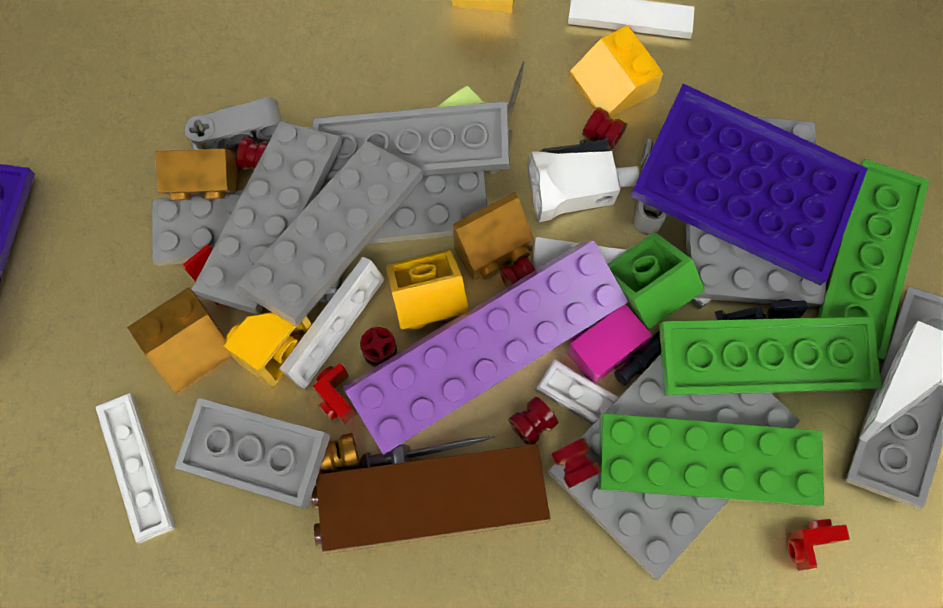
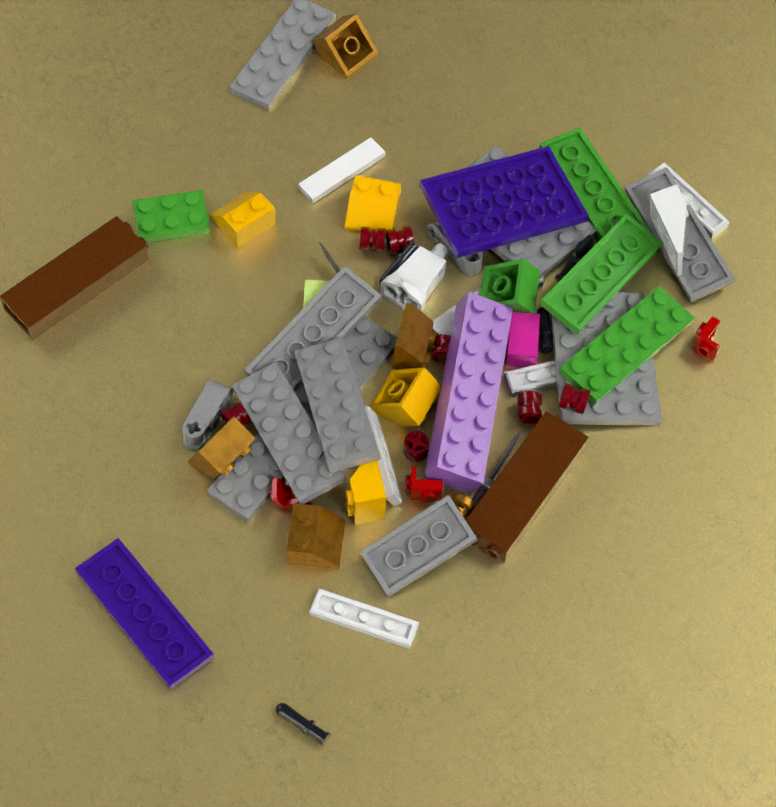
camera: 50 degrees left, 10 degrees down
(577, 103) = (378, 239): none -> dark red wheel

